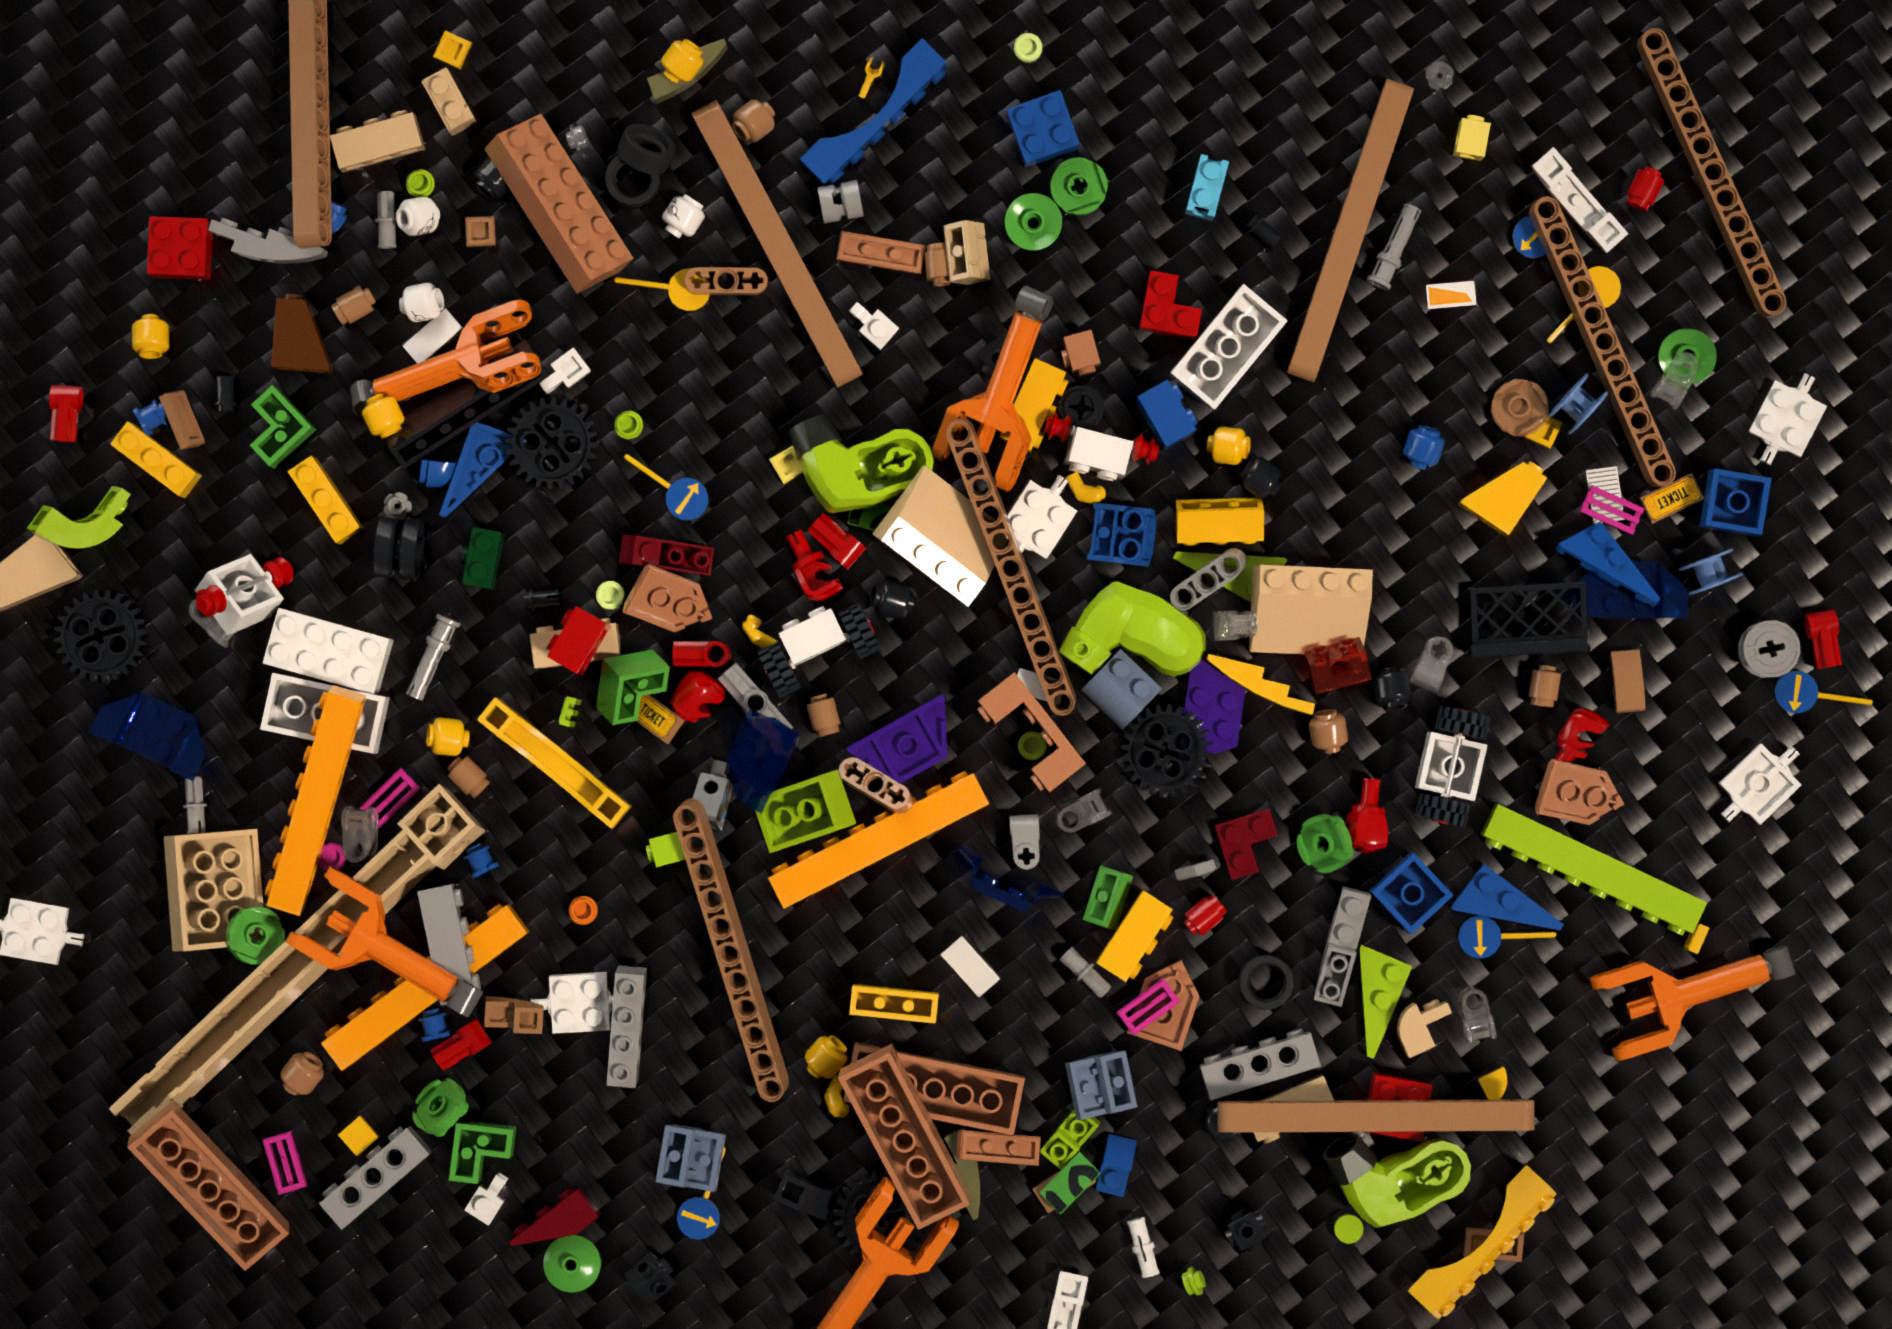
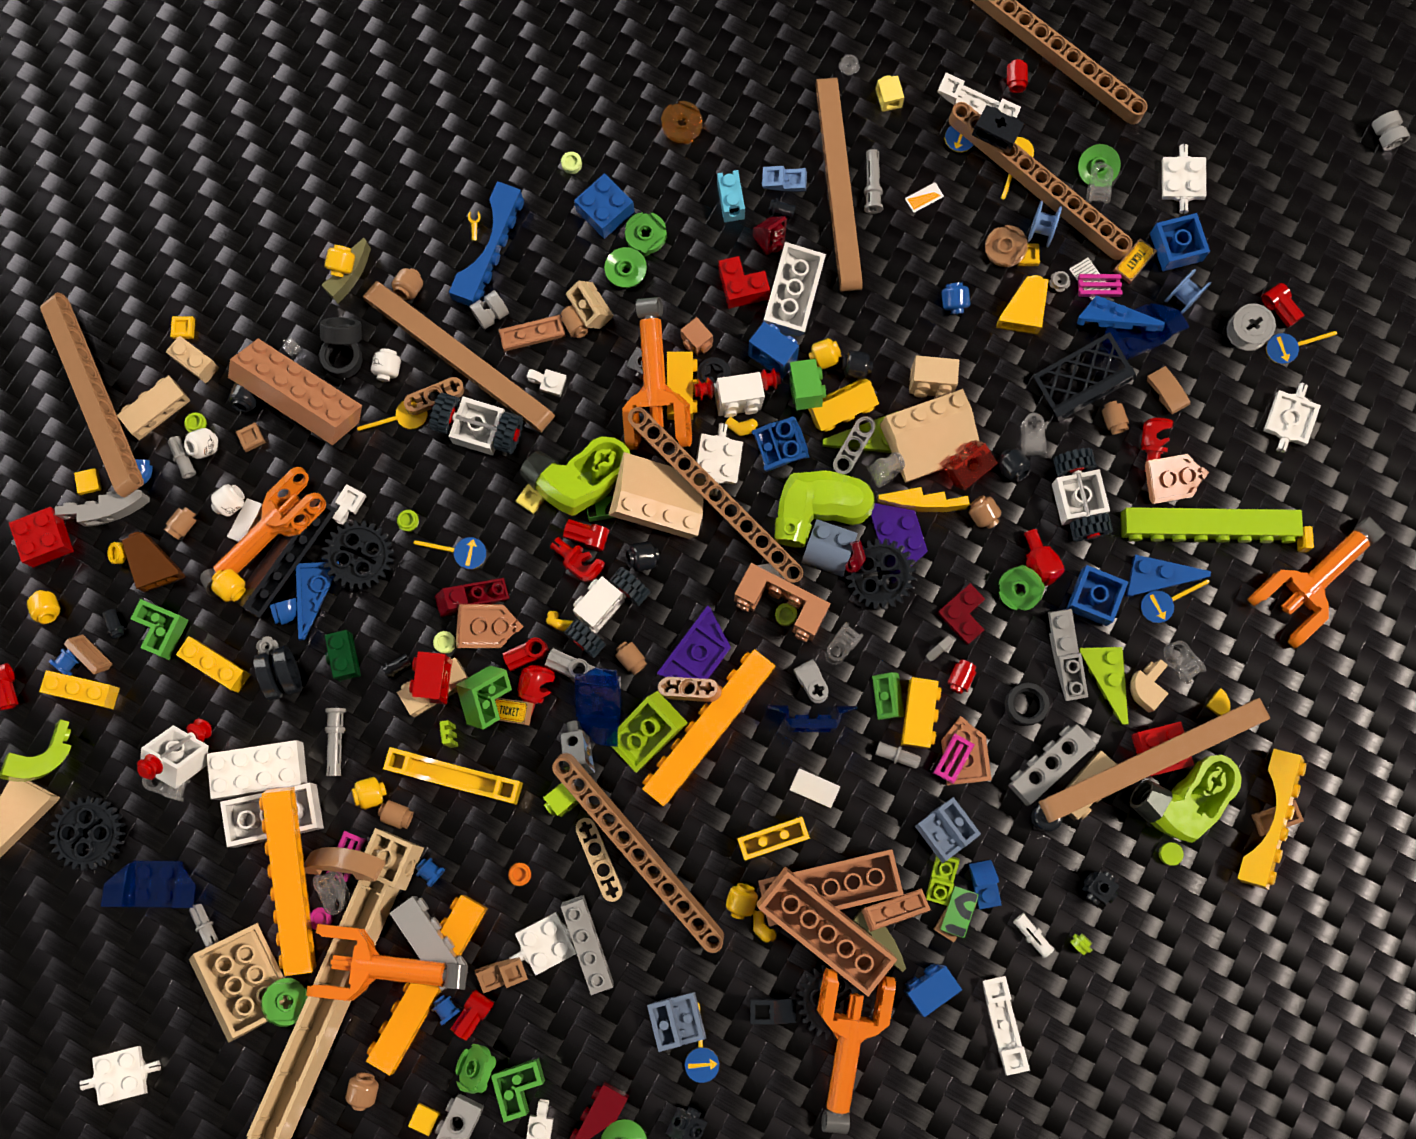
camera: 25 degrees left, 10 degrees down
(261, 199) = (87, 481): none -> yellow tile
(263, 308) = (116, 553): none -> yellow tile
(387, 806) = (344, 860): none -> medium nougat slope
(677, 934) = (601, 858): none -> tan beam
(762, 346) = (476, 424): none -> brick
(995, 1253) = (931, 989): none -> blue brick
(1146, 720) = (858, 557): none -> dark red arm
(1184, 481) = (806, 384): none -> bright green brick
(1192, 41) = (685, 133): none -> clear orange plate
(1231, 262) = (771, 234): none -> dark red slope
(1285, 192) = (784, 179): none -> medium blue slope
(1345, 538) = (933, 376): none -> tan brick
(1565, 248) = (1002, 137): none -> black brick
(1571, 479) = (1063, 277): none -> light grey plate

